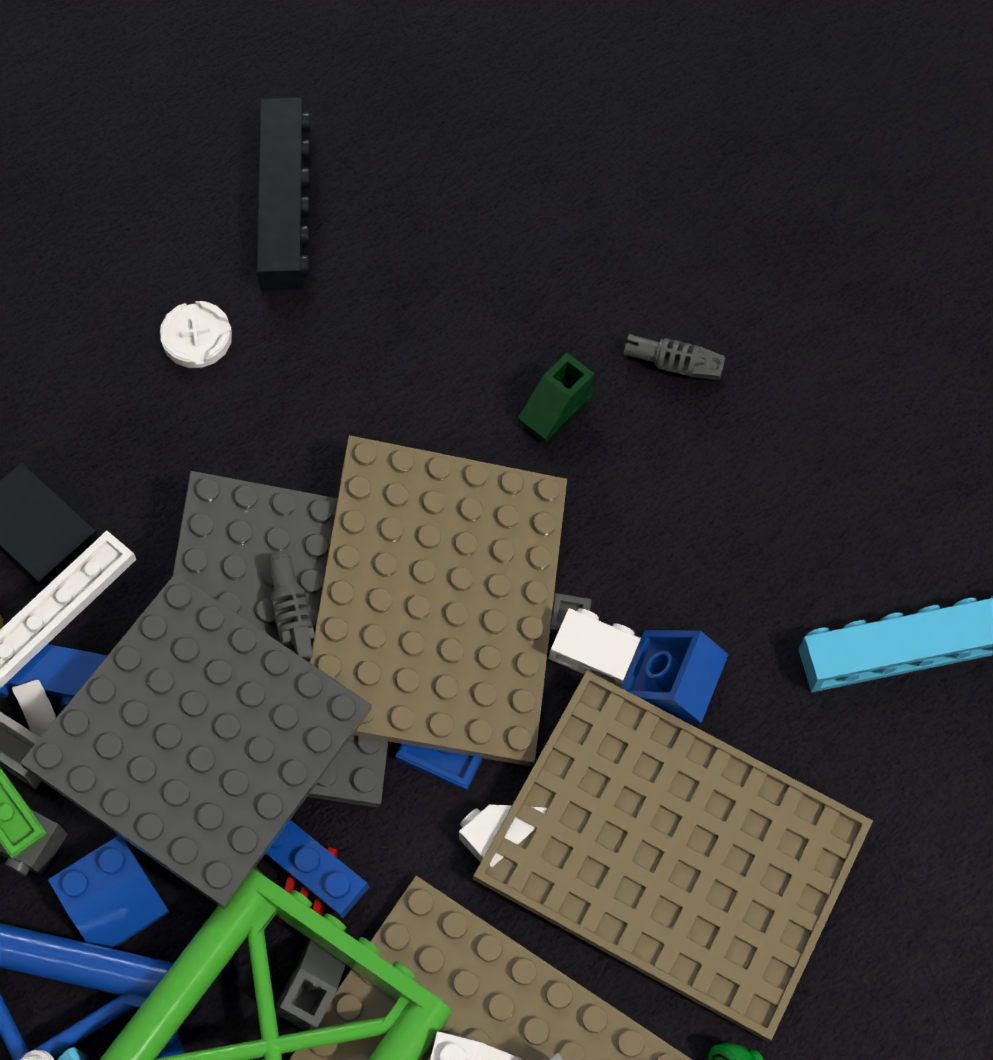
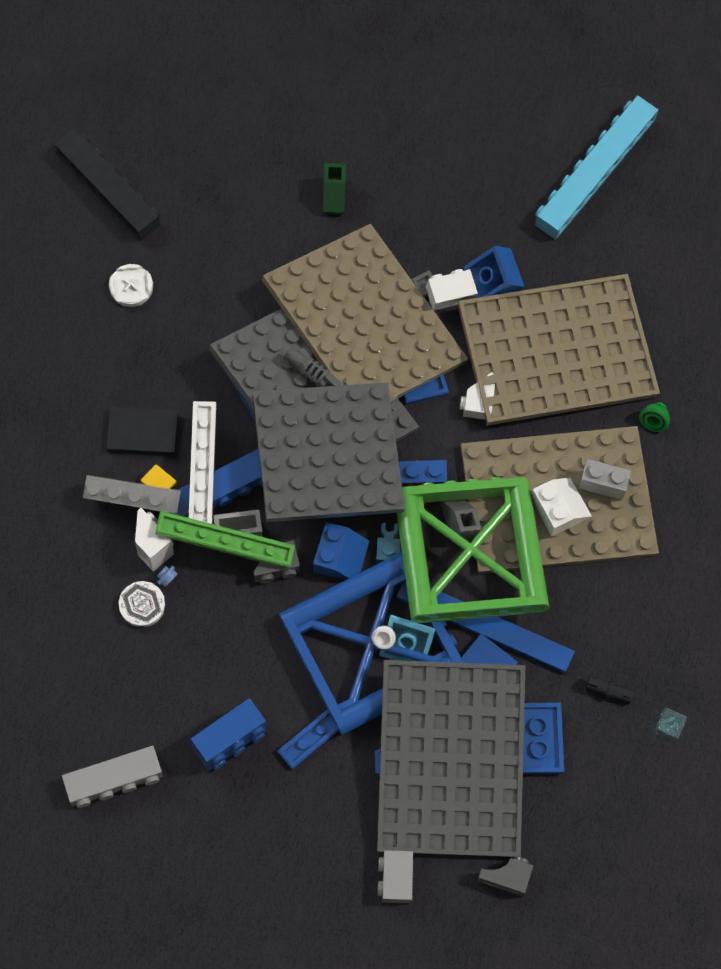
camera: 45 degrees left, 5 degrees up
(35, 706) = (232, 503): white sticker -> none
(179, 934) = (387, 546): none -> medium azure plate
(676, 357) = (369, 128): dark grey hinge -> none

